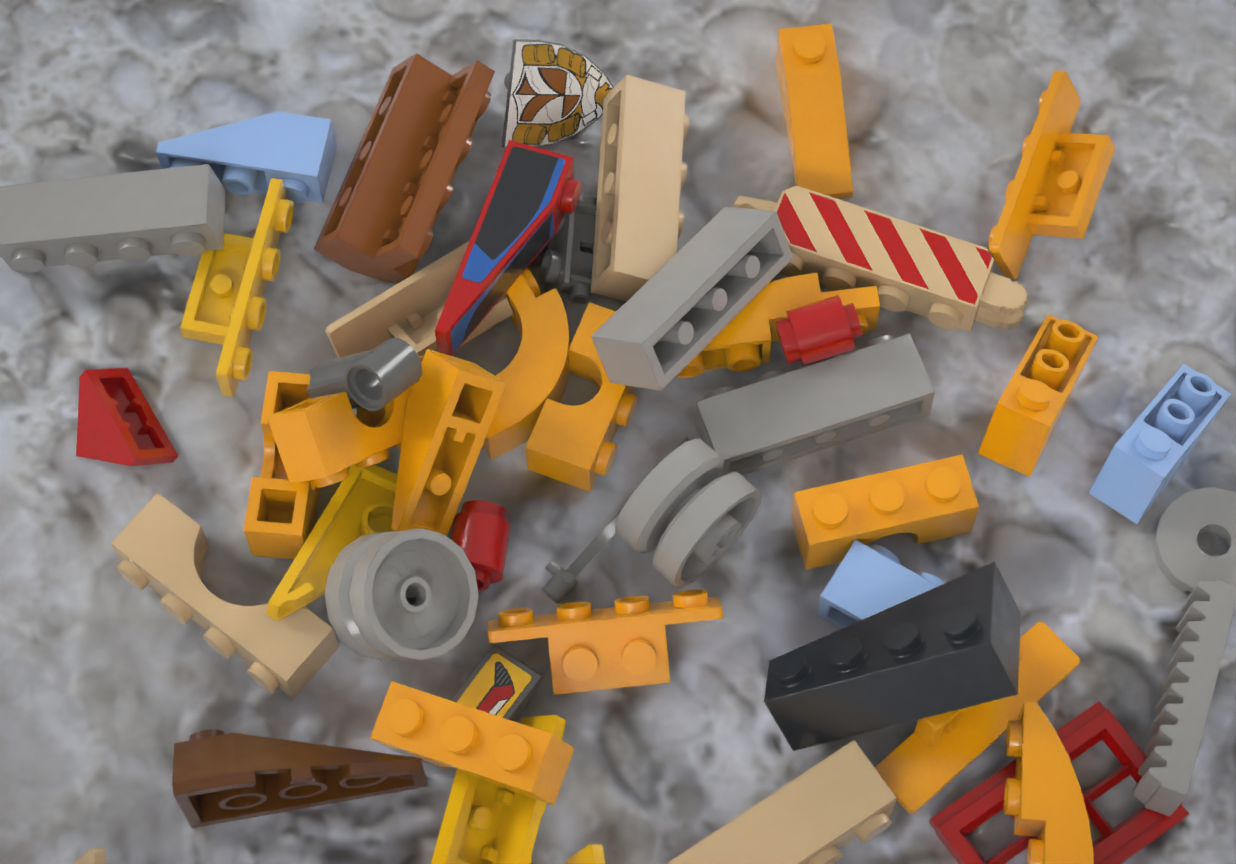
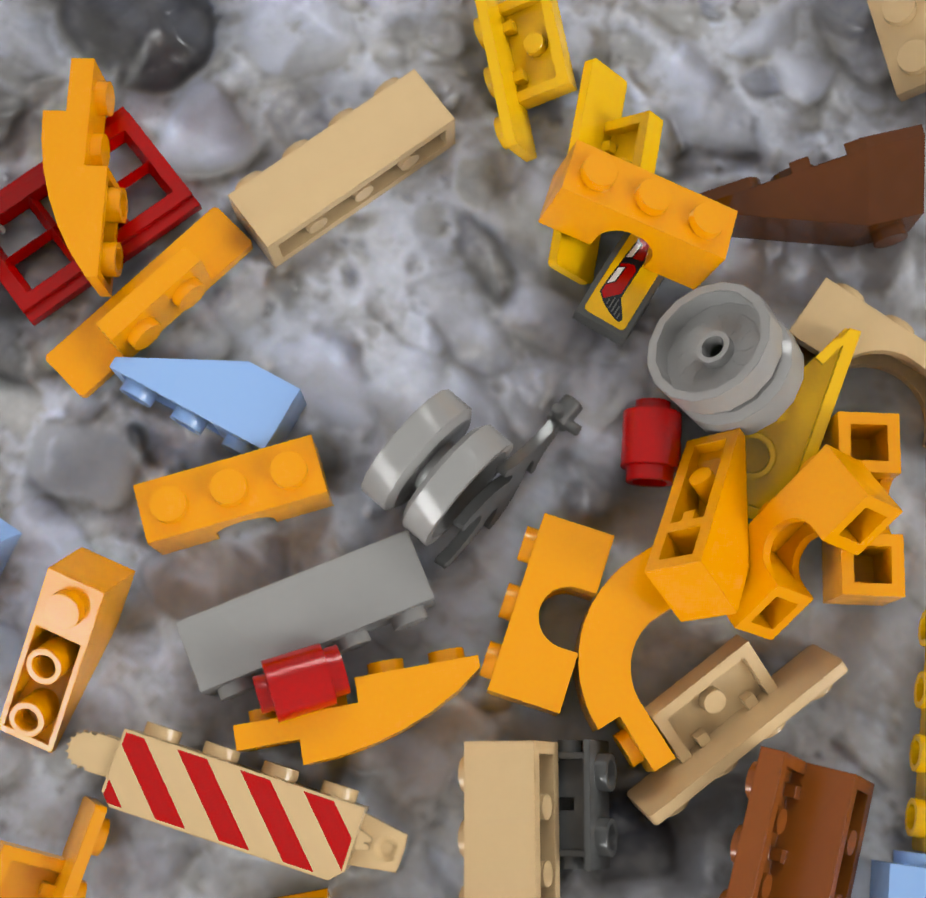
camera: 175 degrees right, 10 degrees up
(369, 376) = (799, 565): dark grey piece -> none
(514, 226) = (652, 801): slope -> none
(606, 645) = (518, 357): light orange bracket -> none
(692, 298) = (441, 708): light grey brick -> none
(901, 664) = (201, 306): black wedge -> none

